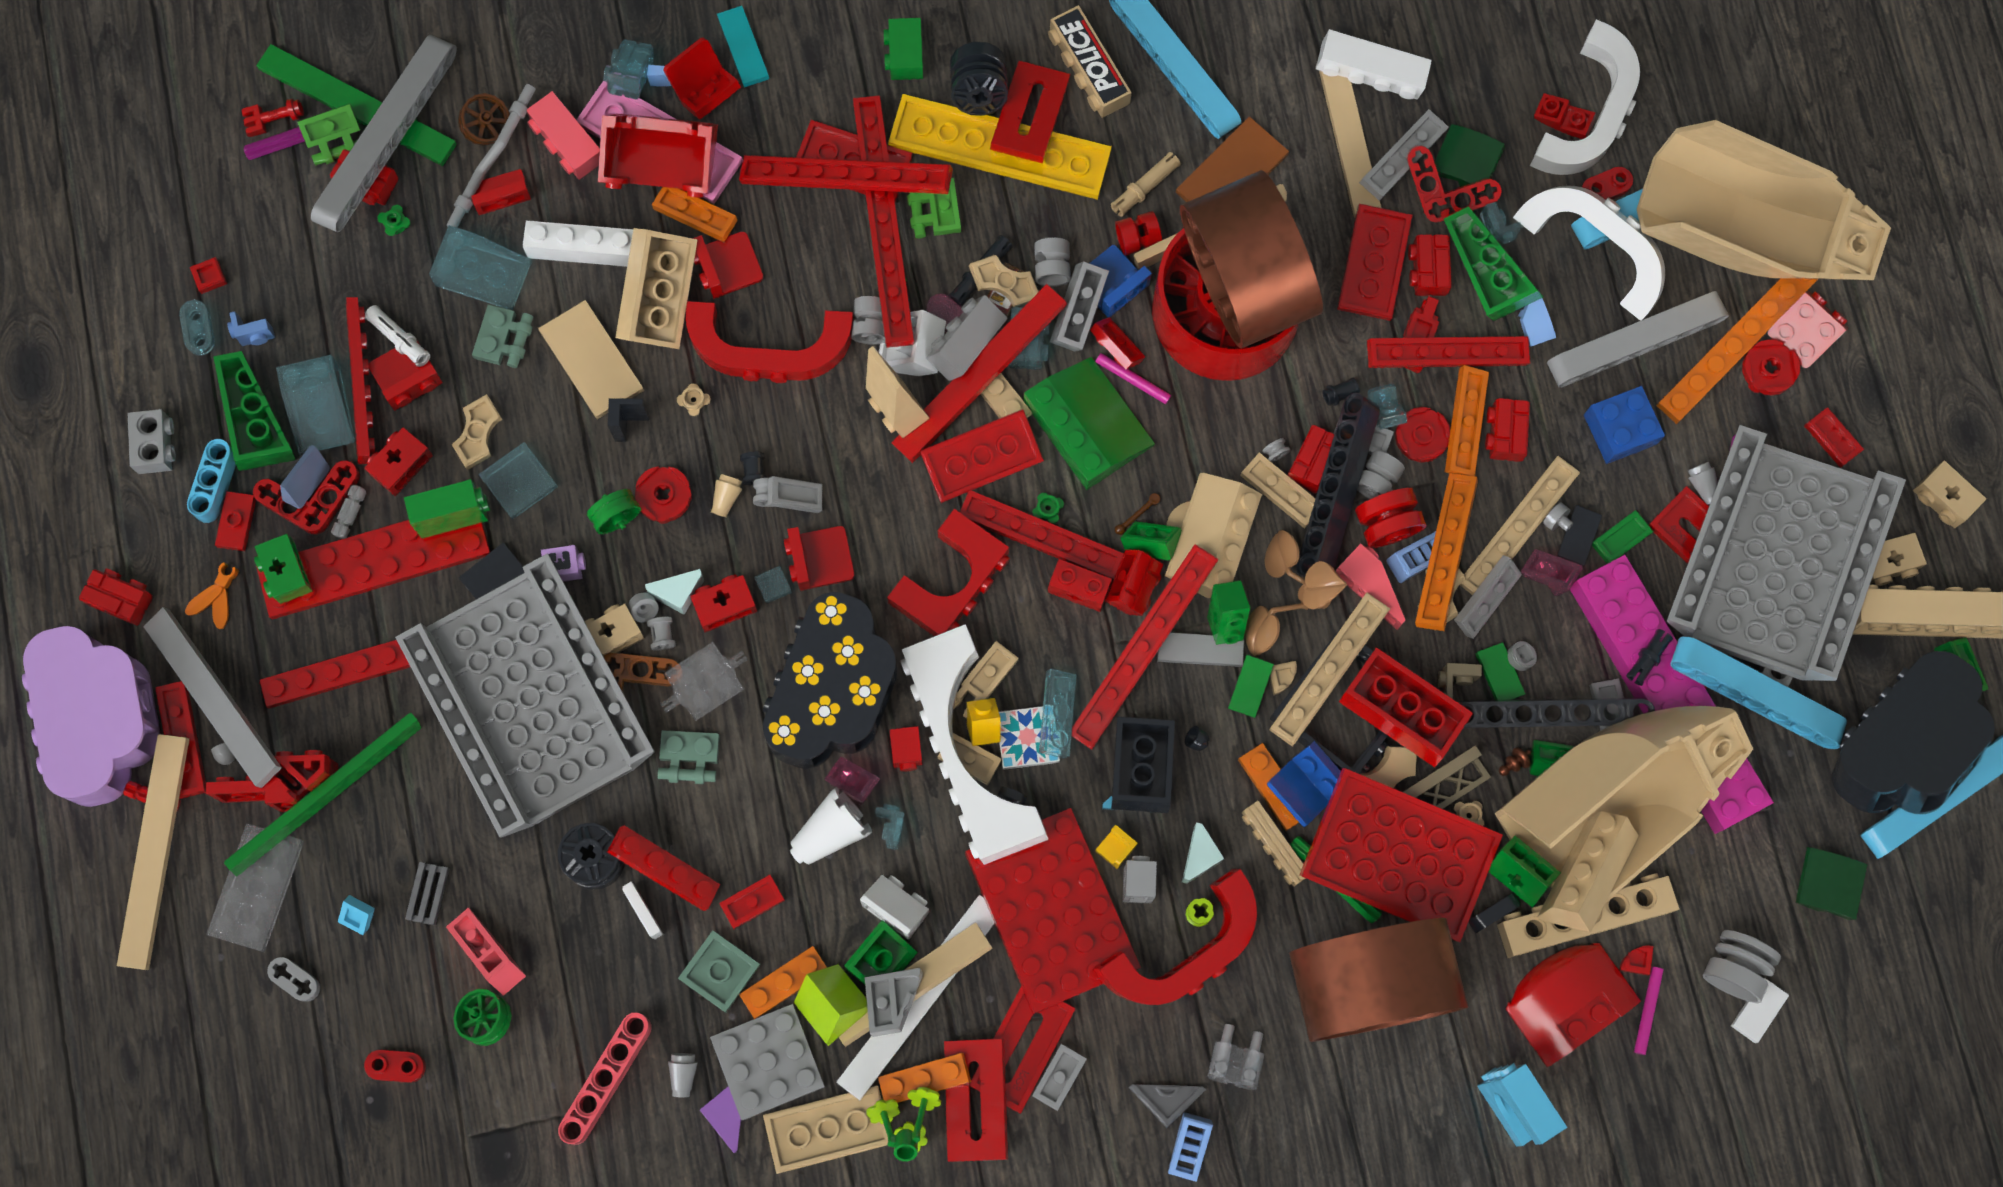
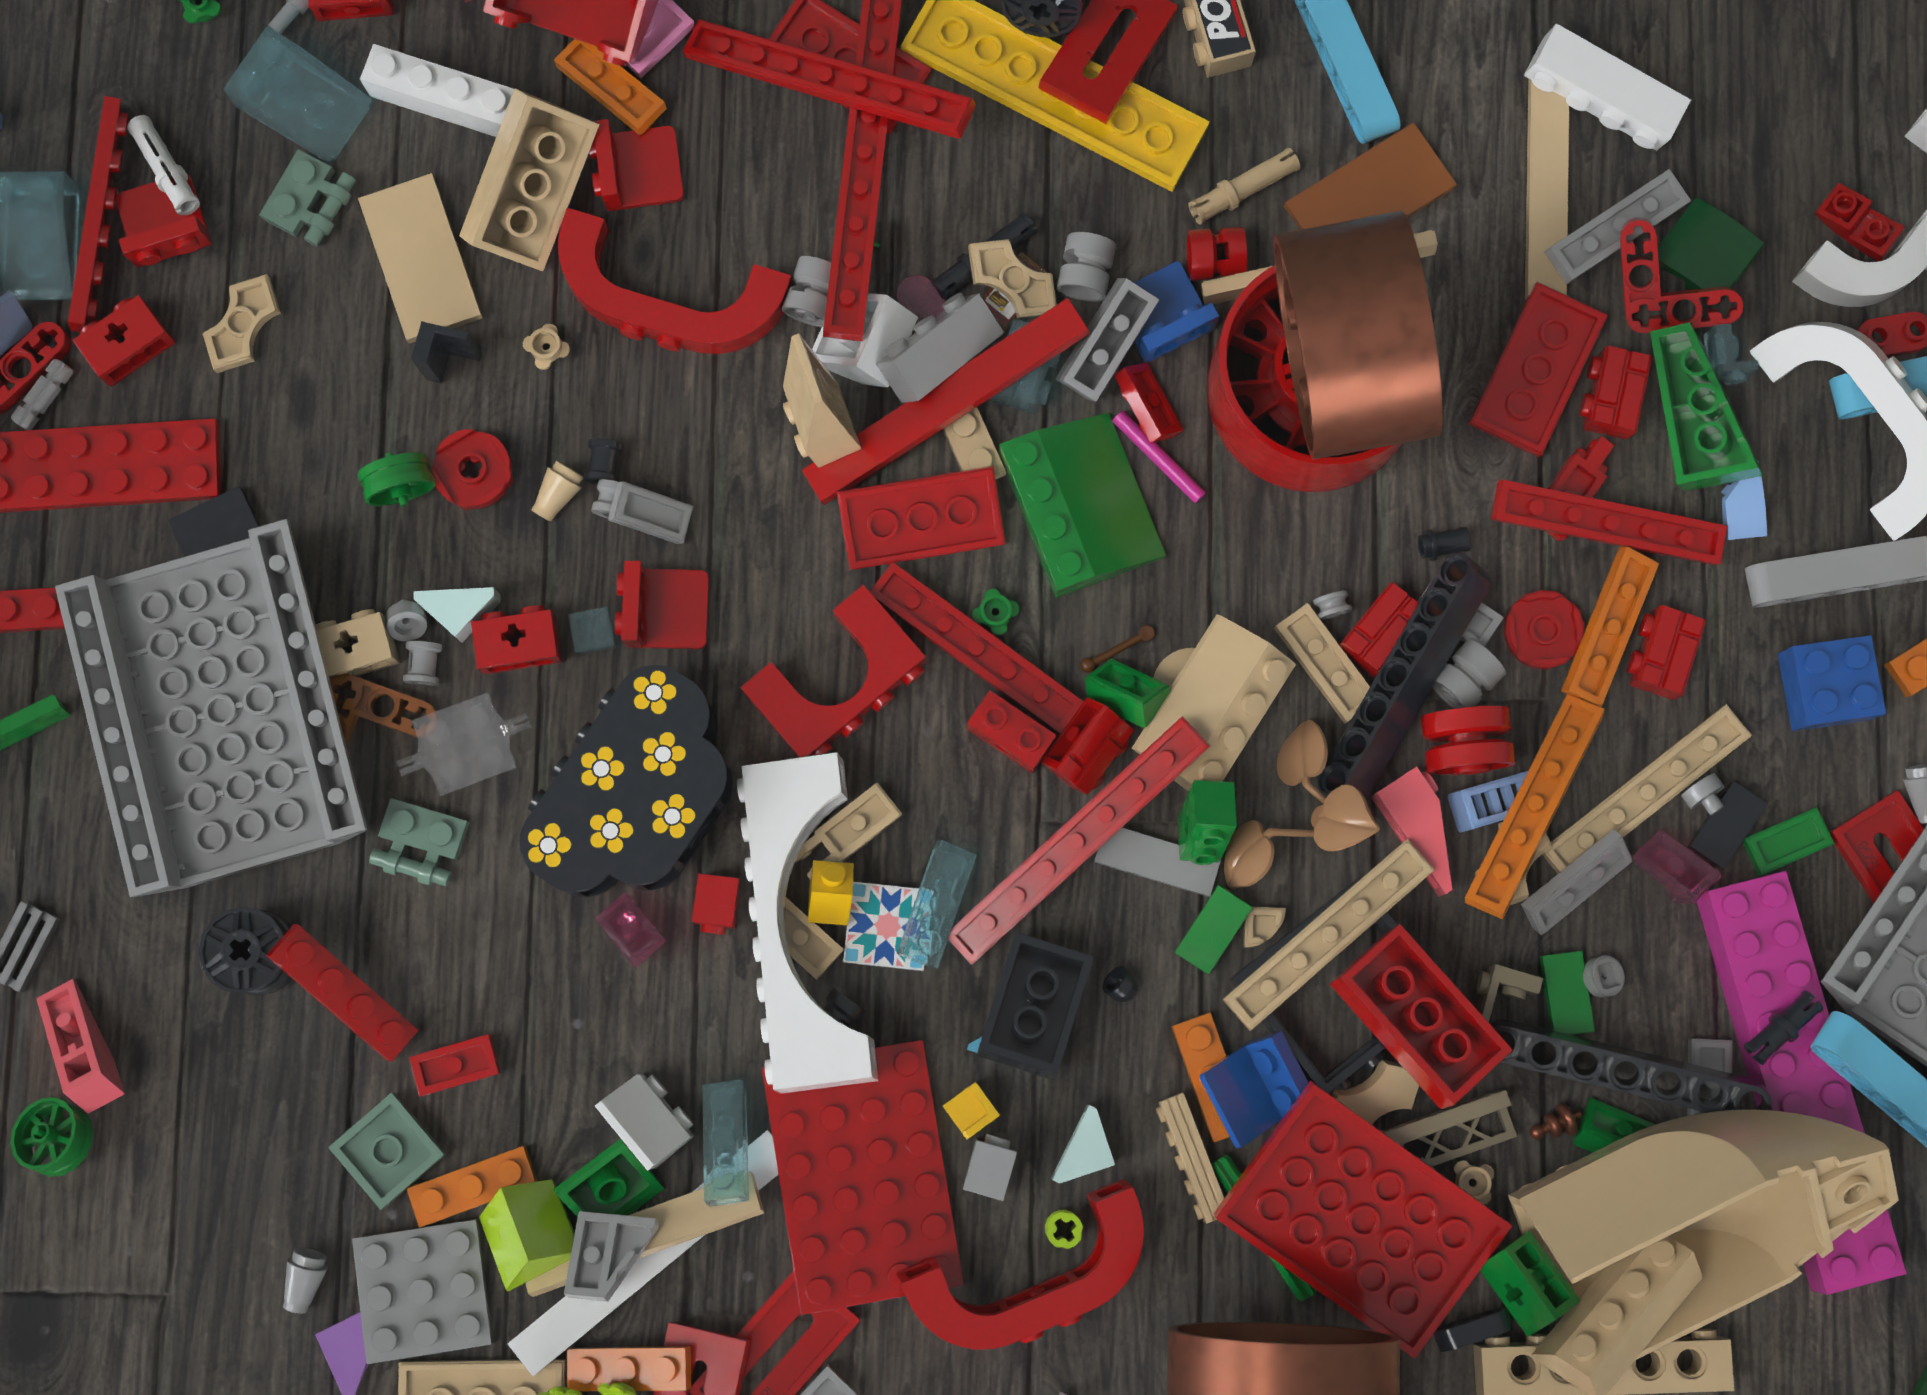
camera: 15 degrees right, 5 degrees up
(447, 508) = (165, 423): green brick -> none
(518, 480) = (280, 404): clear light blue tile -> none
(567, 561) = (316, 534): lavender brick -> none
(593, 1088) = (179, 1269): coral beam -> none
(642, 910) = (303, 1041): white tile -> none
(829, 829) = (585, 991): white cone -> none
(892, 830) = (671, 1012): clear light blue bracket -> none
(943, 215) = (953, 163): bright green plate -> none
(953, 908) = (725, 1143): none -> clear light blue plate
(1391, 411) = (1506, 586): clear light blue bracket -> none

